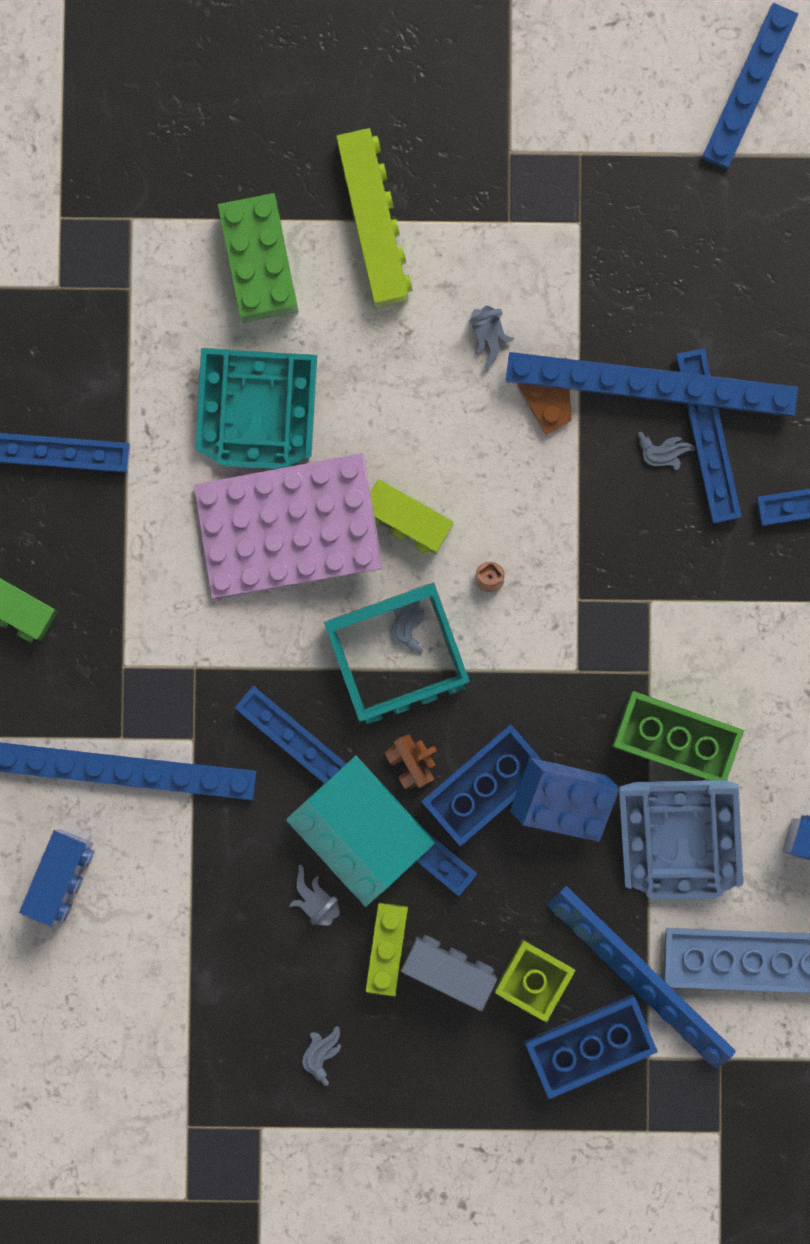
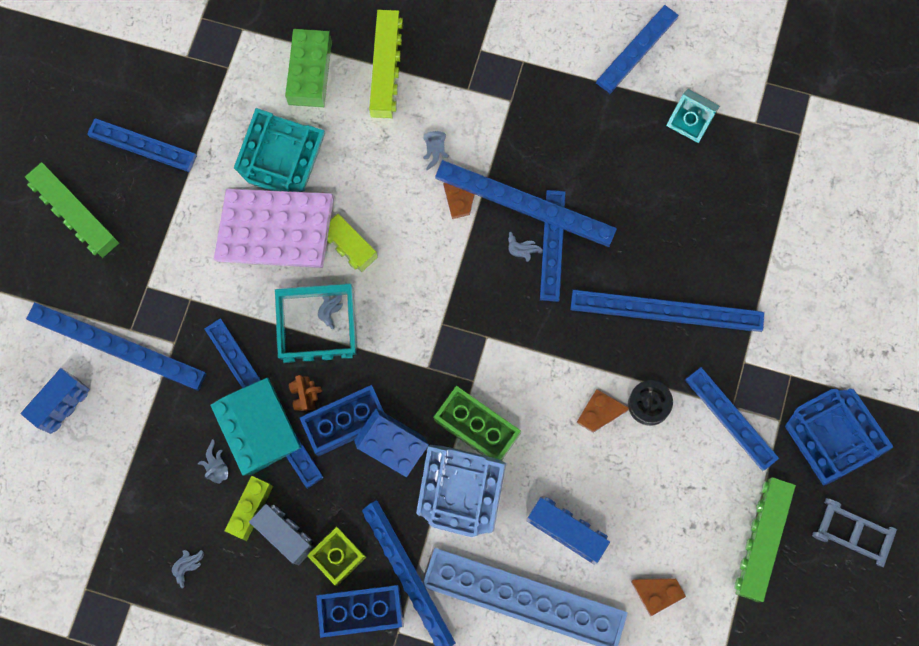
camera: 20 degrees right, 10 degrees down
(490, 576) = (389, 293): dark orange tile -> none

